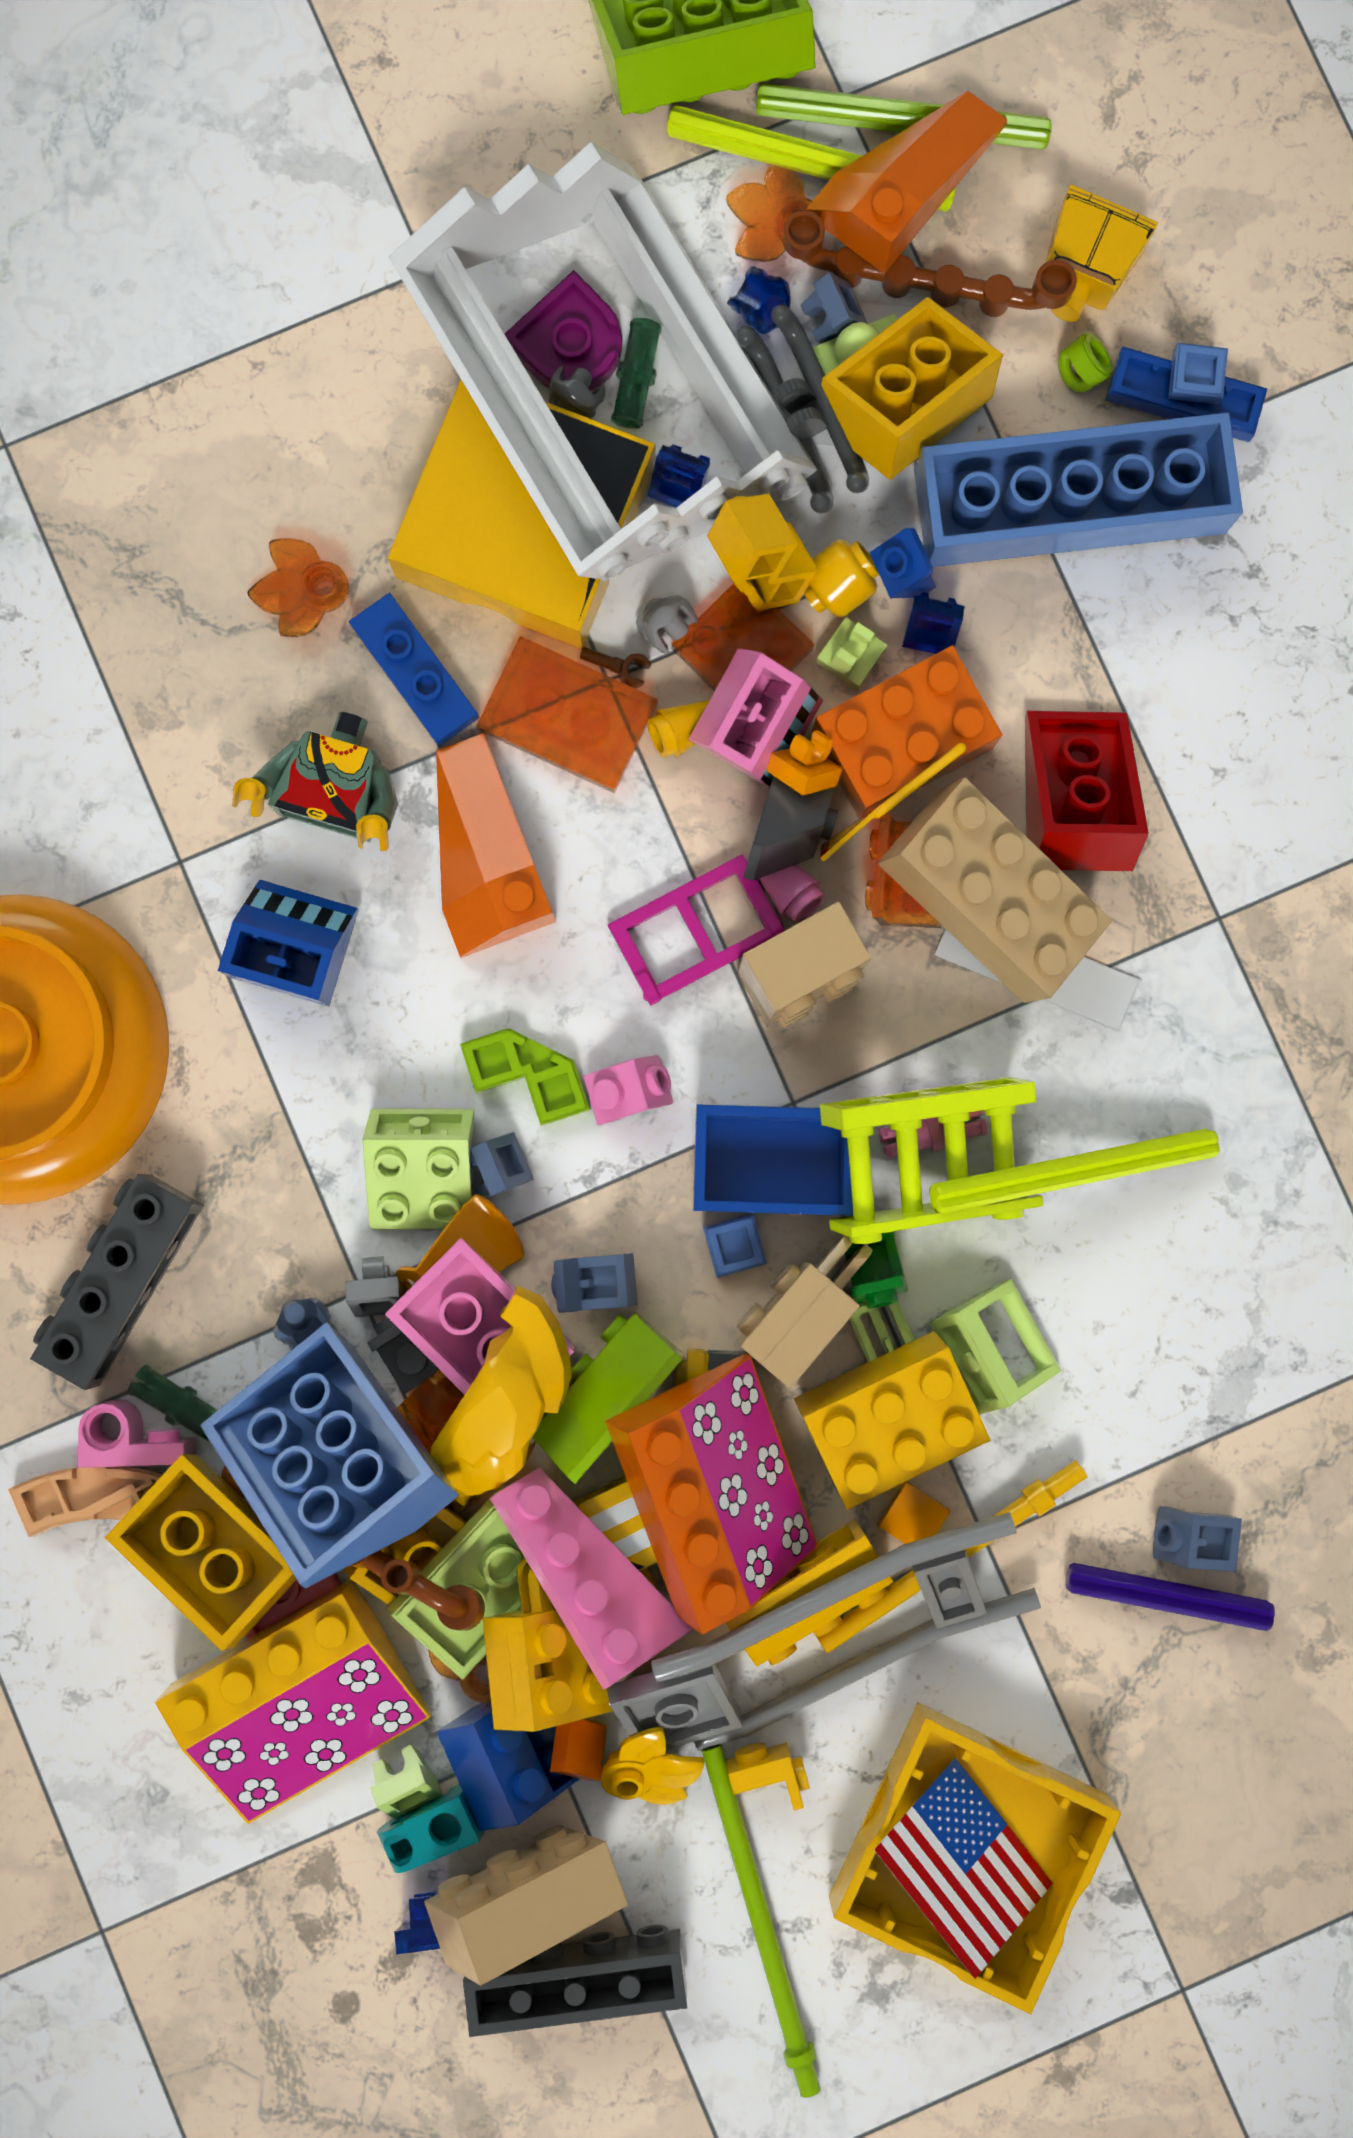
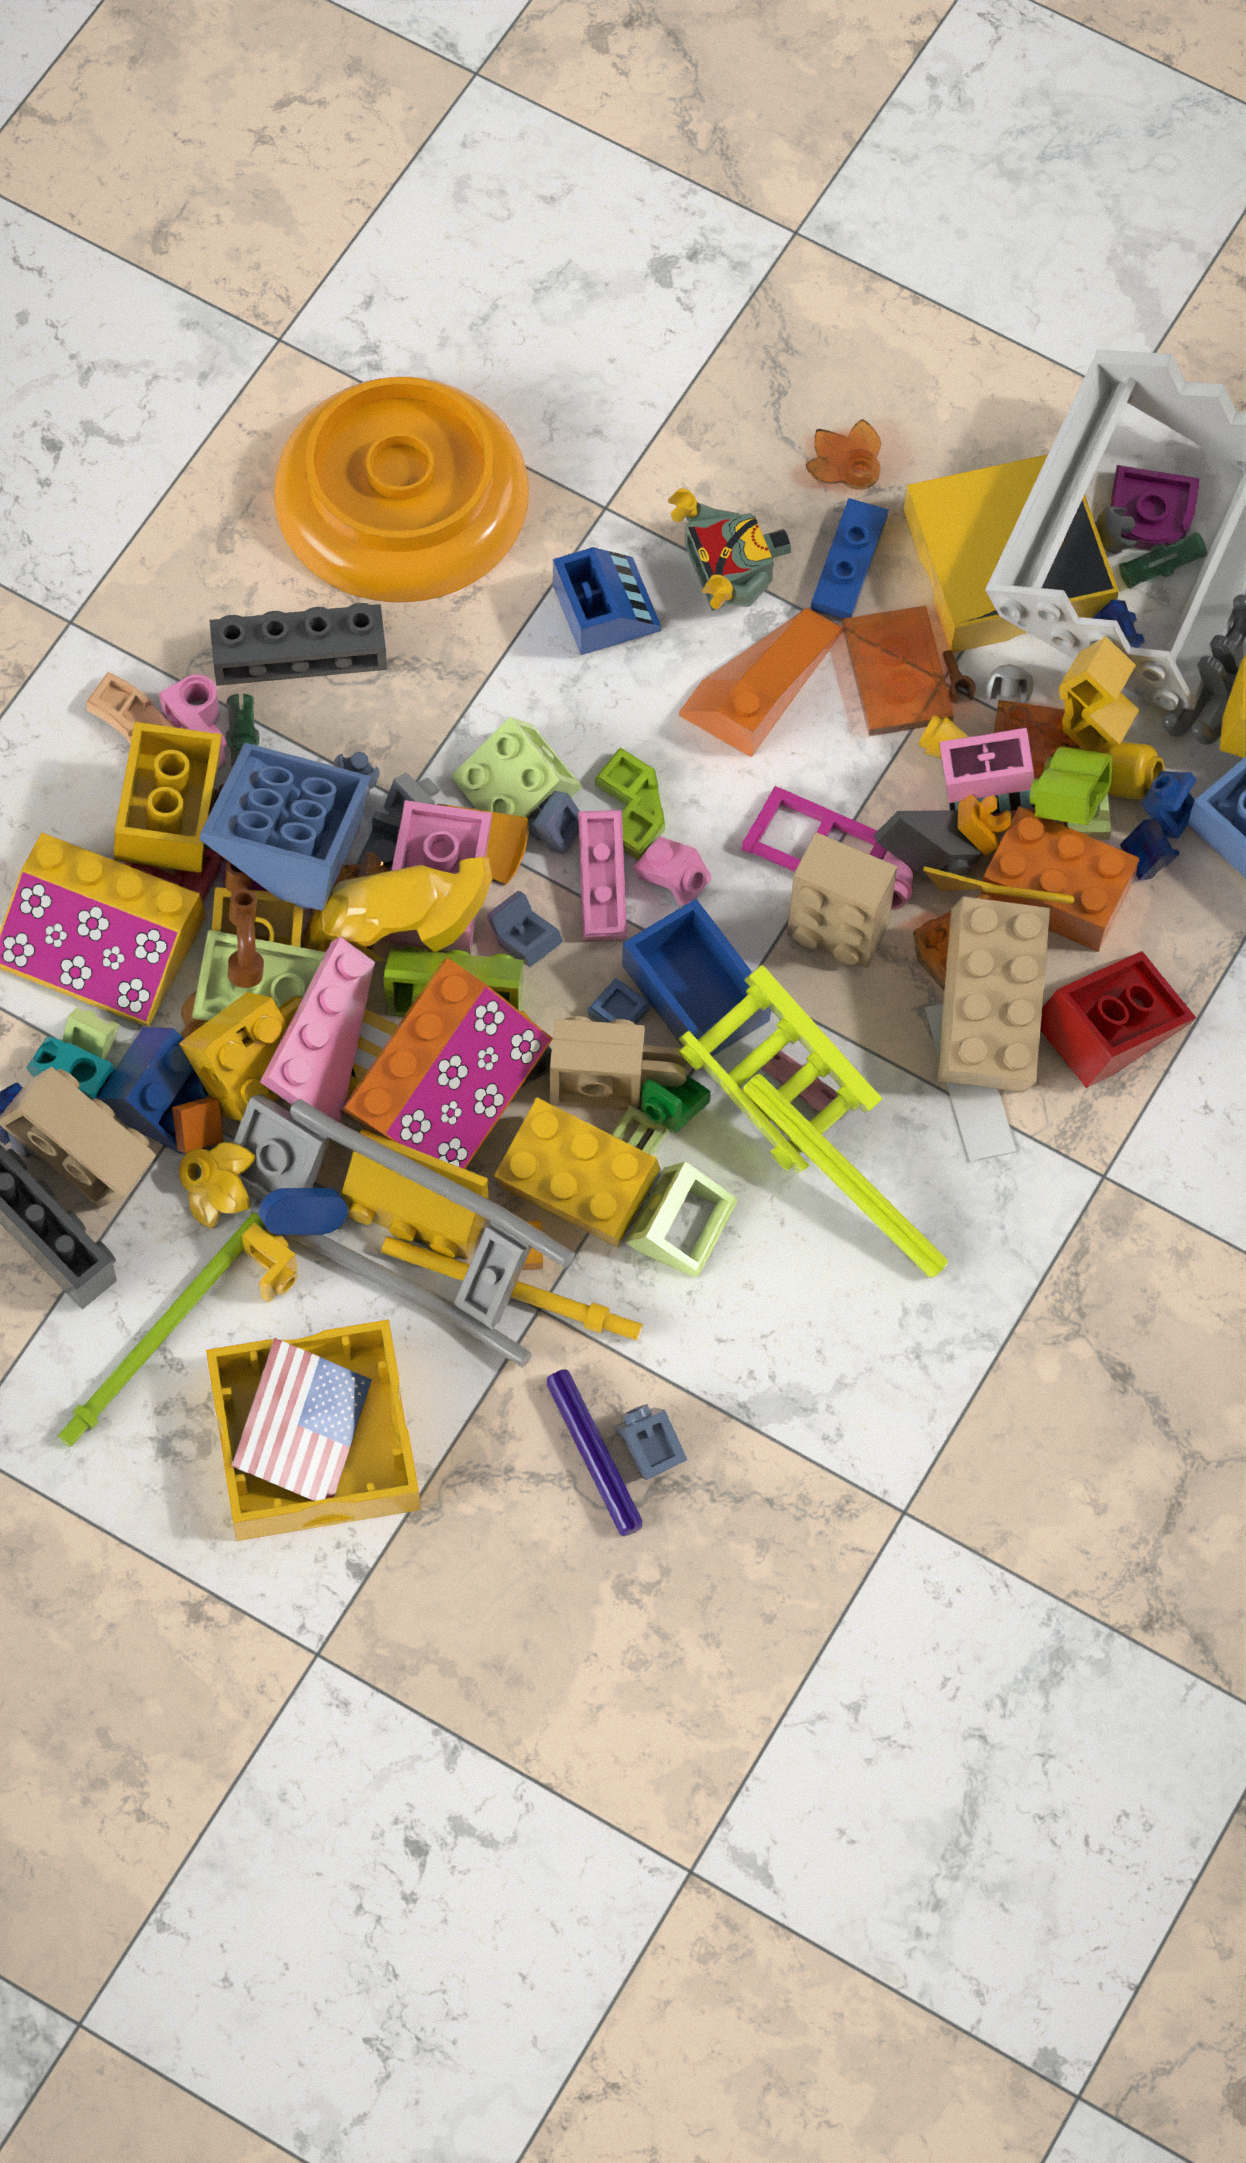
camera: 55 degrees right, 20 degrees down
(587, 1162) = (602, 875): none -> bright pink tile
(749, 1718) = (303, 1211): none -> blue tile
(837, 650) = (1072, 785): none -> lime brick

